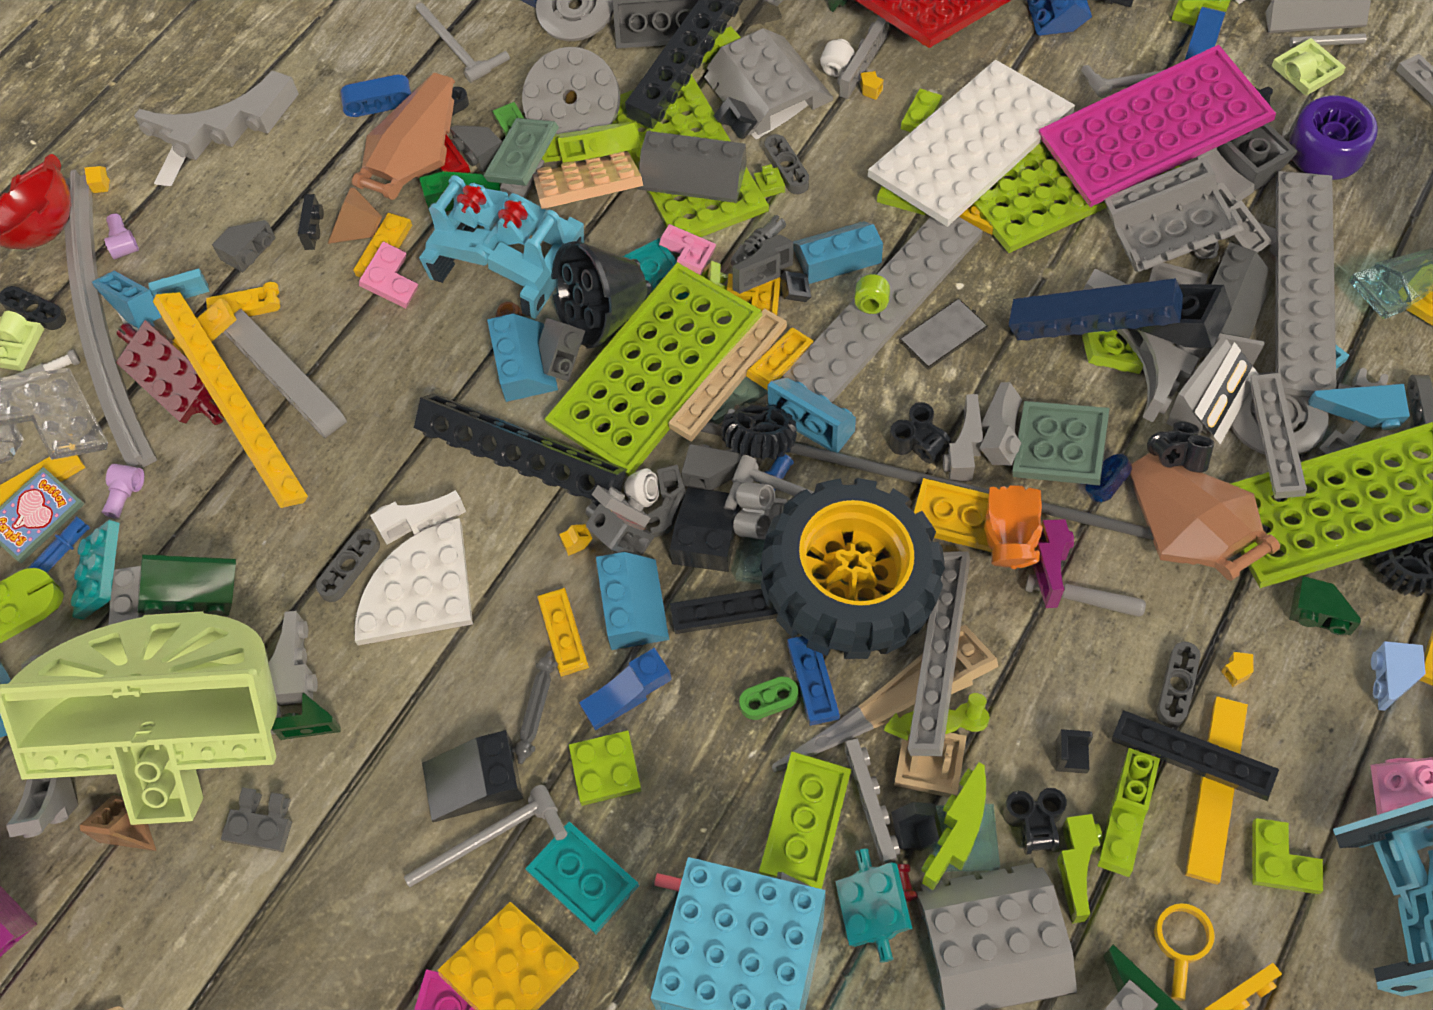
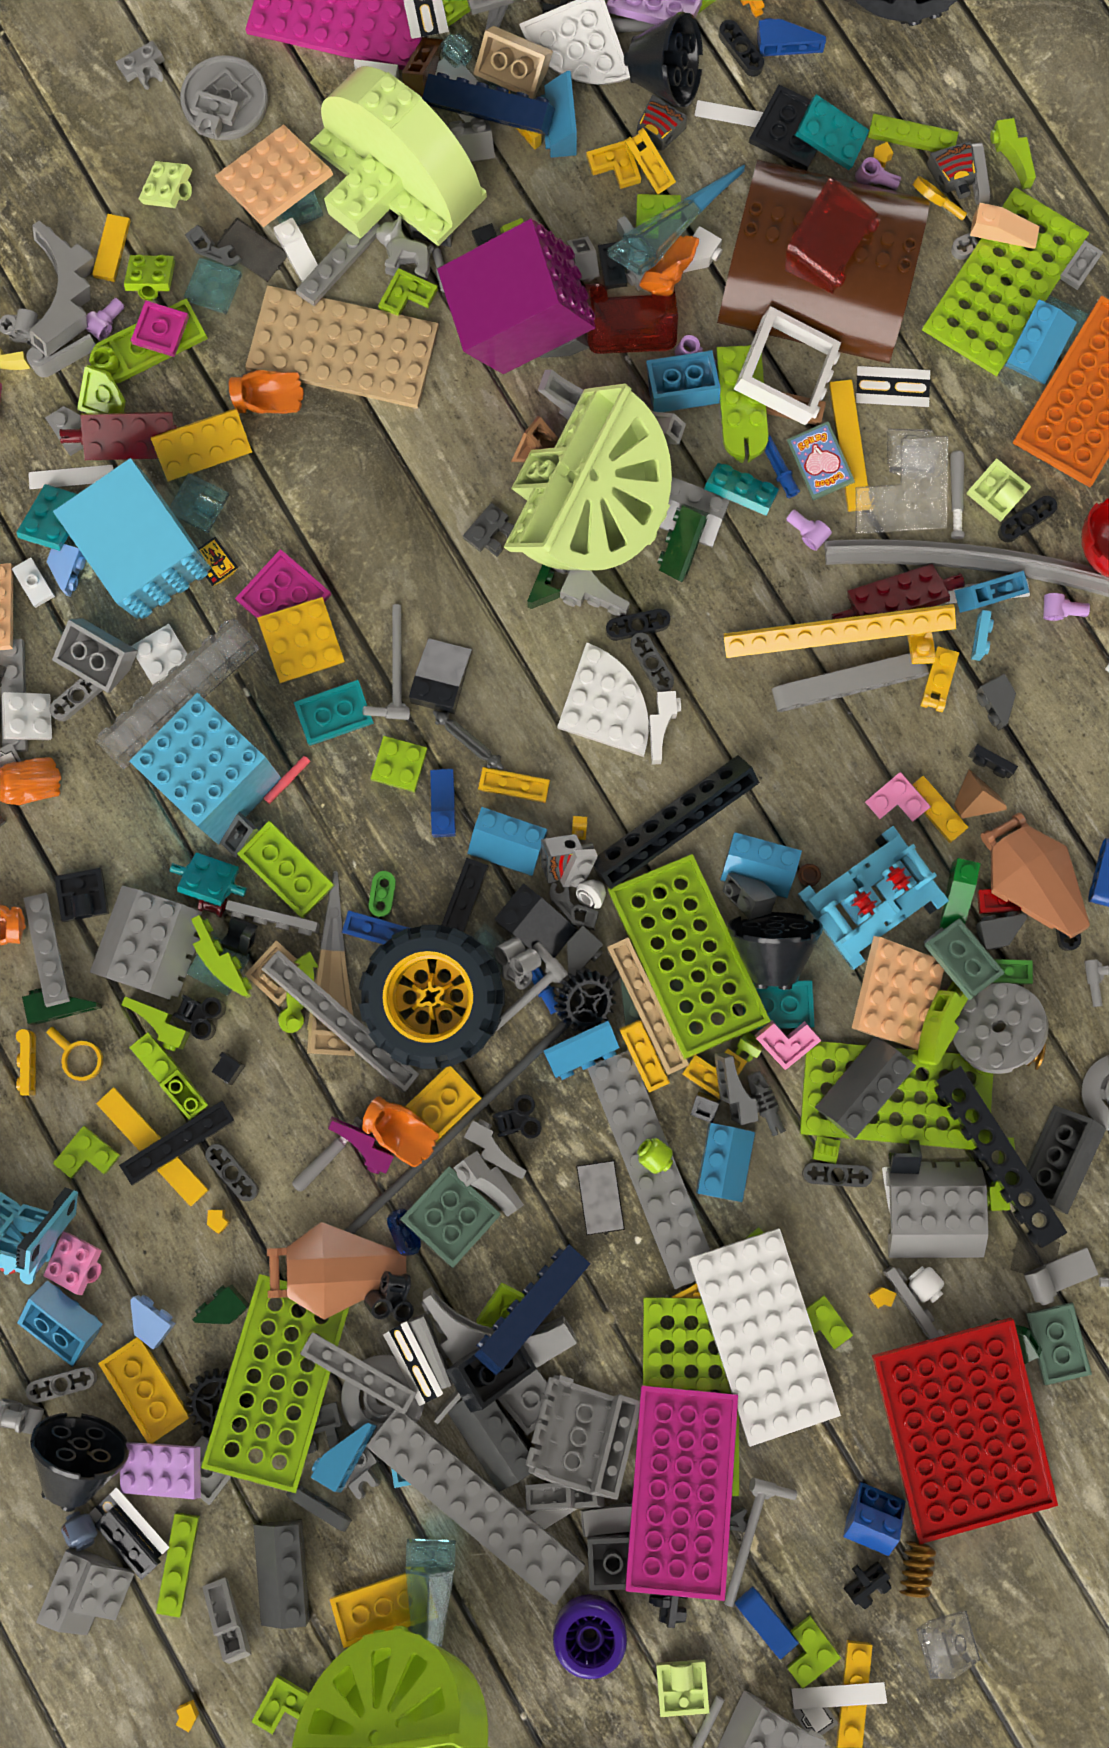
camera: 115 degrees right, 20 degrees up
(306, 590) = (620, 622): none -> black beam

